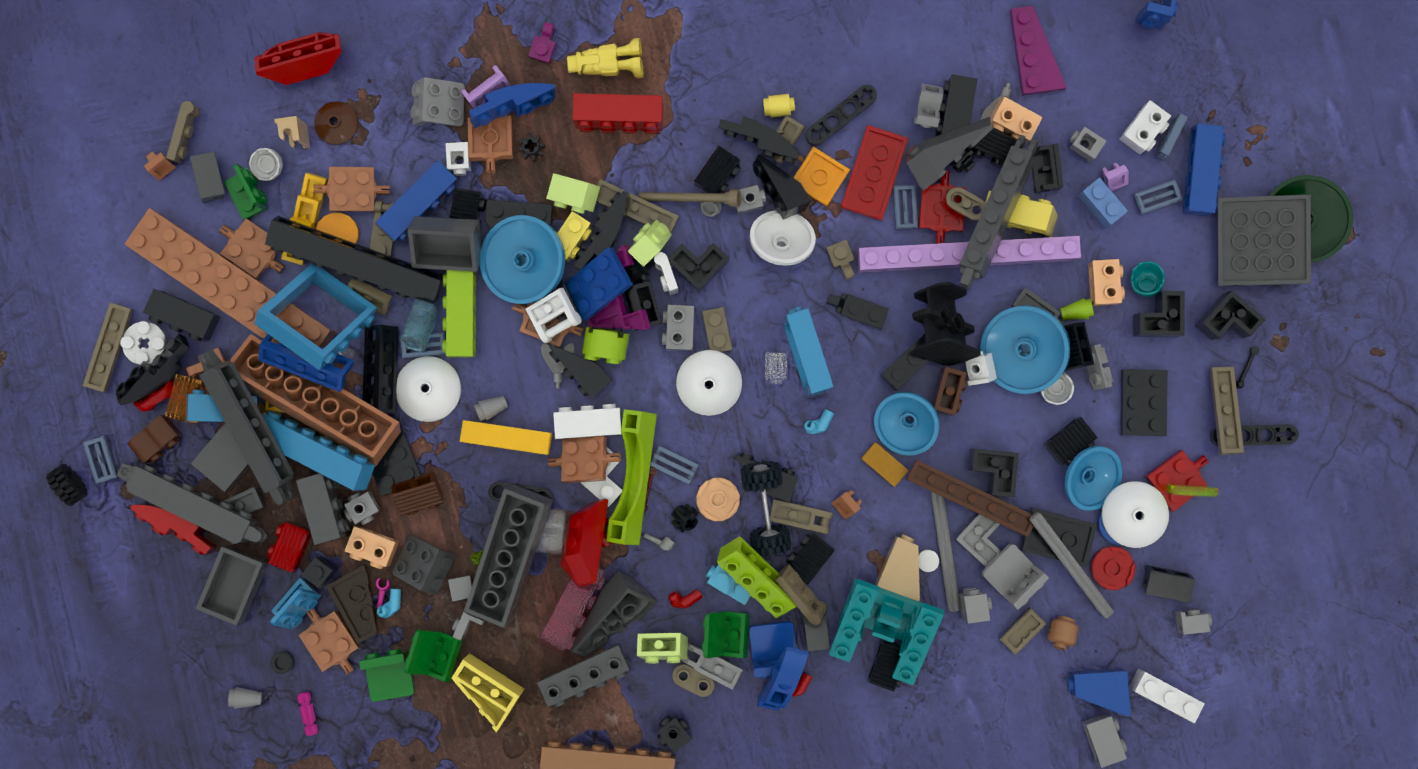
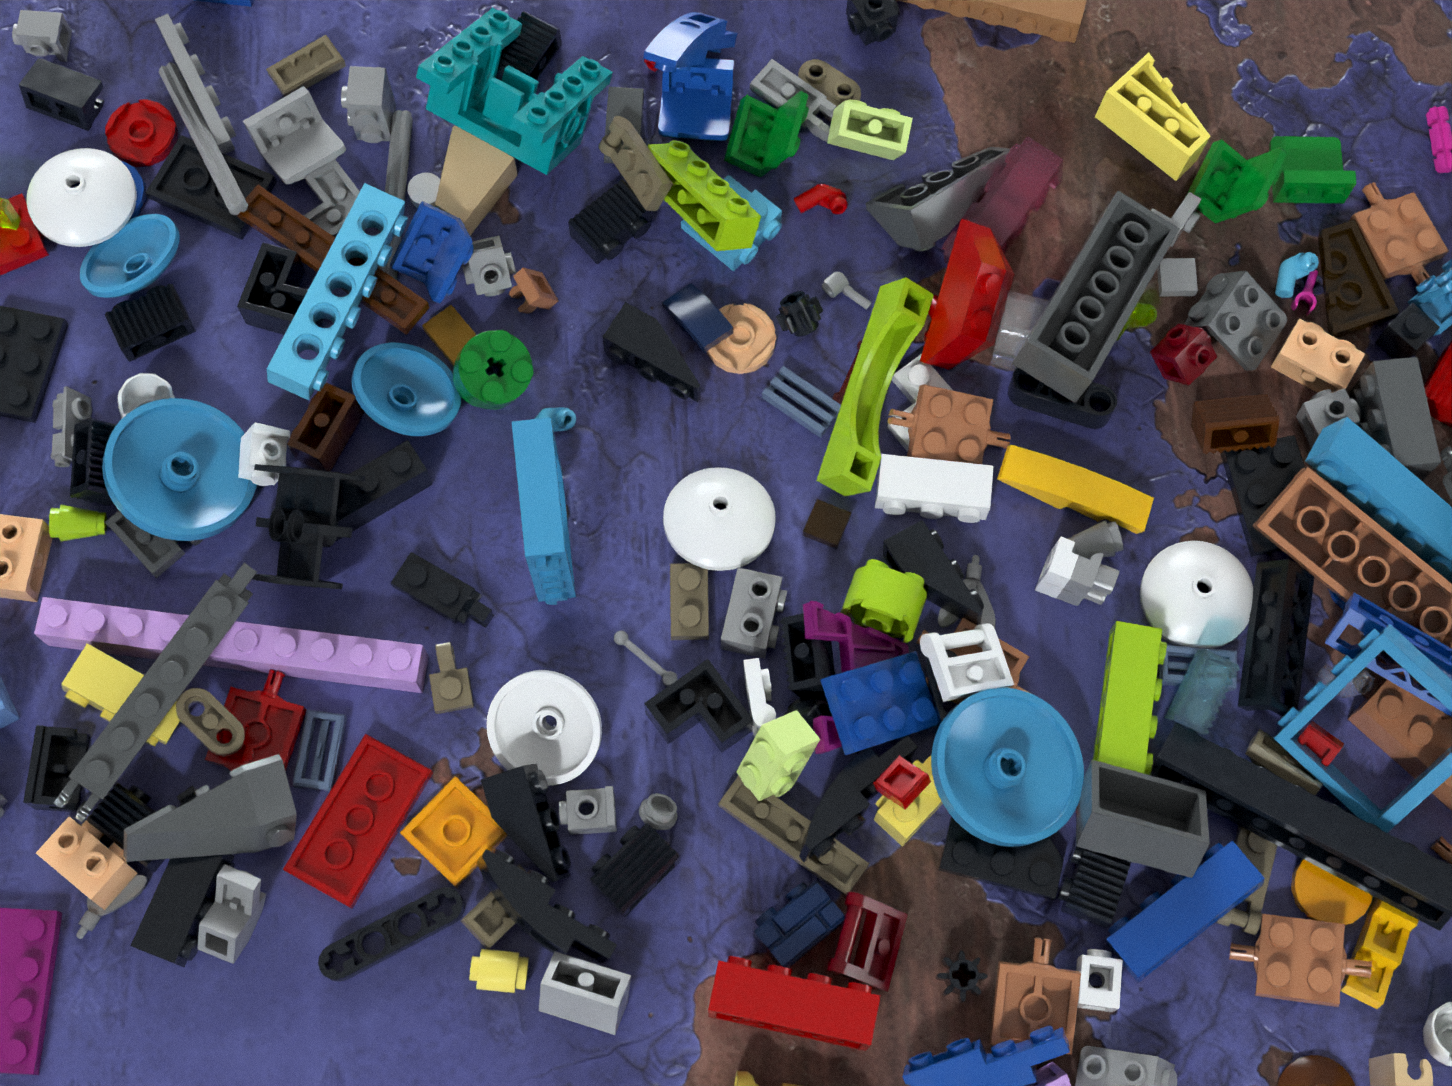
camera: 175 degrees left, 15 degrees down
(350, 309) = (1320, 742): none -> red tile
(451, 534) = (1183, 353): none -> dark red brick
(497, 378) = (1075, 577): none -> hips
(573, 192) = (899, 873): yellowish green brick -> none
(579, 155) = (877, 944): none -> dark red plate
(579, 239) = (902, 782): none -> red tile
(584, 675) = (999, 117): dark grey brick -> none
(623, 158) = (798, 925): none -> dark blue brick
(646, 391) = (826, 524): none -> dark brown tile
(720, 284) = (622, 638): none -> light grey hinge
(730, 100) = (584, 993): none -> light grey brick
(731, 197) = (619, 807): dark tan piece -> none
(745, 506) = (698, 317): none -> dark blue slope
(771, 538) = (664, 332): black axle -> none
(775, 367) = (602, 521): clear brick -> none
(800, 516) = (611, 285): dark tan plate -> none
(850, 435) = (498, 389): none -> green brick
(874, 509) = (489, 267): none -> light grey brick
(909, 515) = (433, 250): none -> blue bracket
(954, 527) = (370, 210): none -> medium azure brick
(1063, 632) = (244, 52): medium nougat head -> none
(1089, 606) = (191, 70): none -> light grey wing

